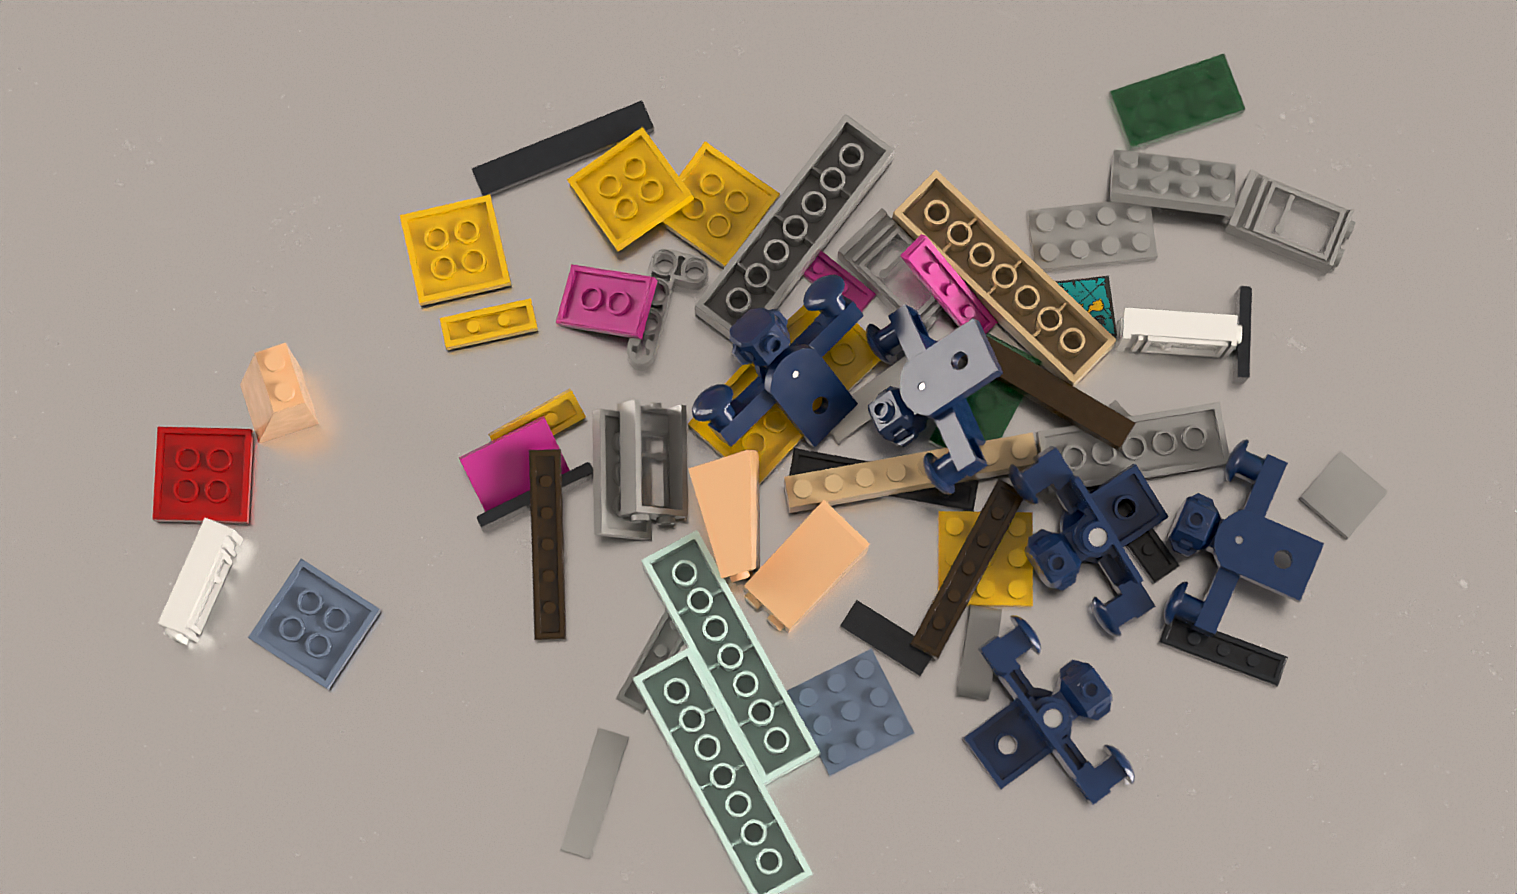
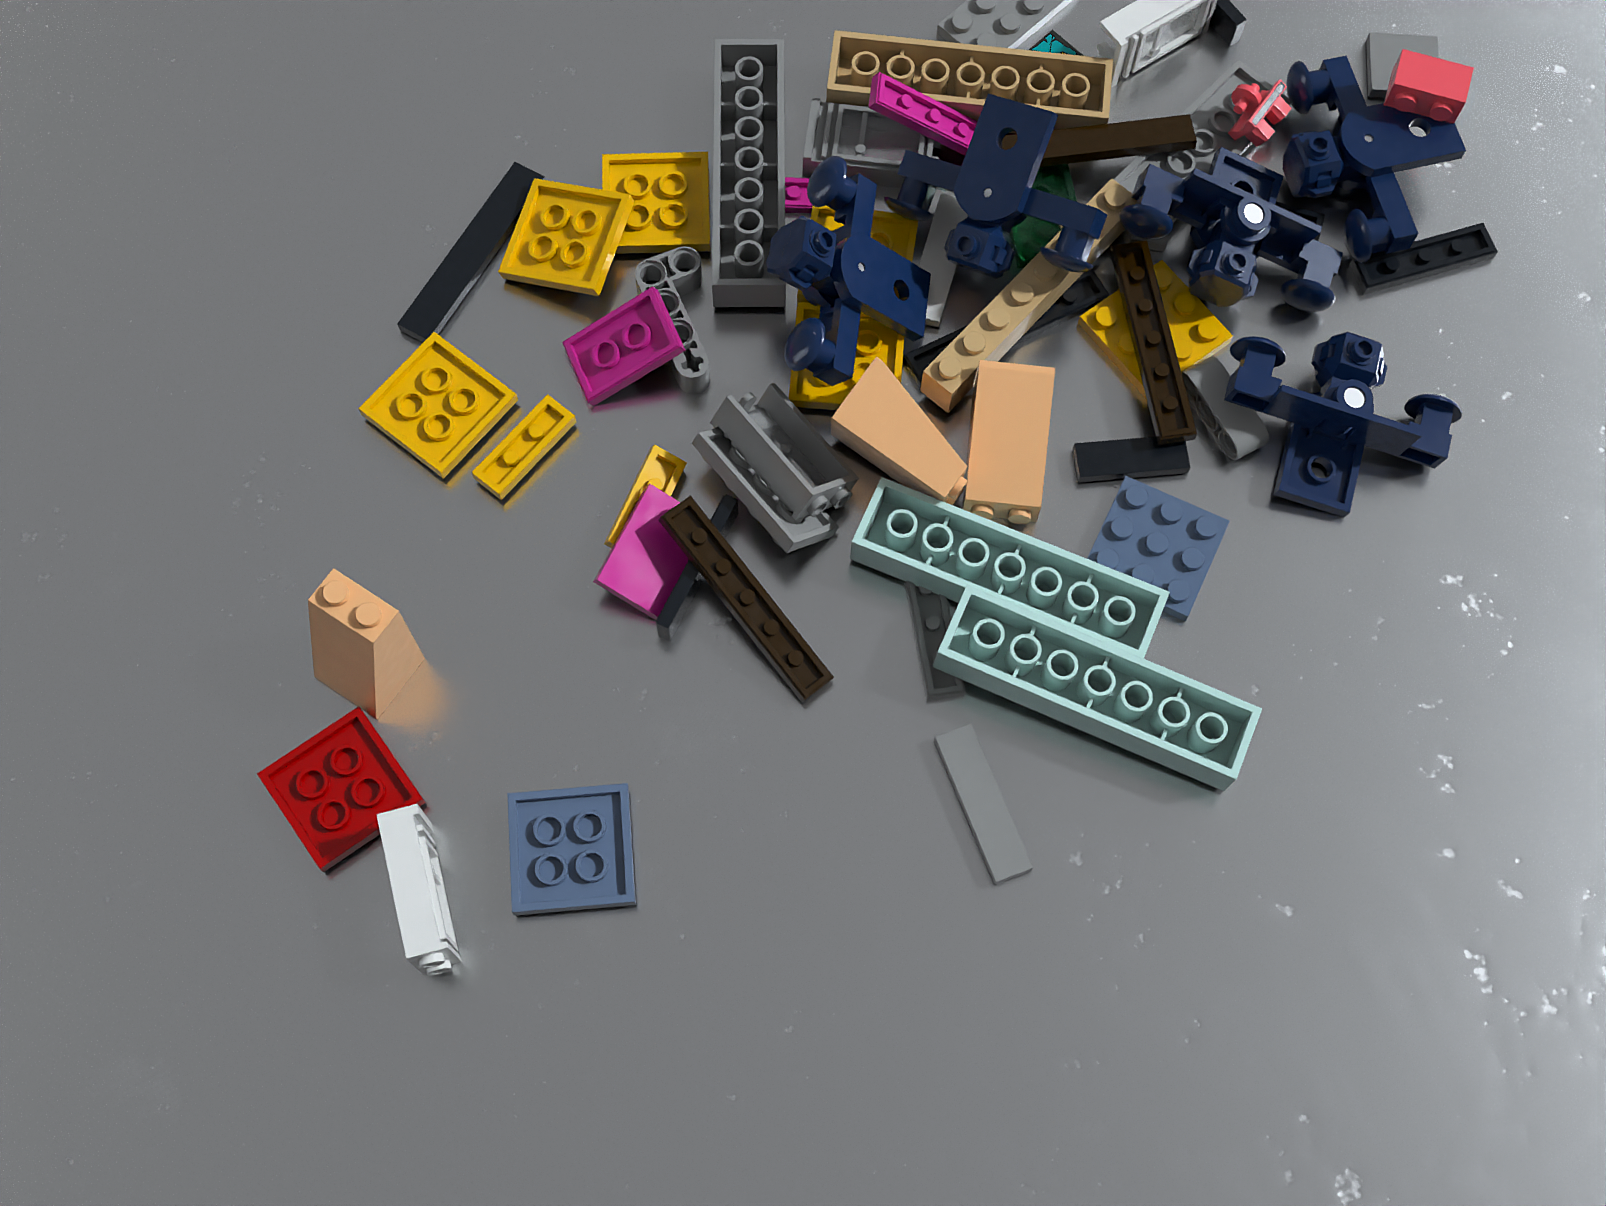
camera: 35 degrees left, 10 degrees down
(1187, 451) = (1255, 107): none -> coral hips
(1308, 536) = (1428, 86): none -> coral brick

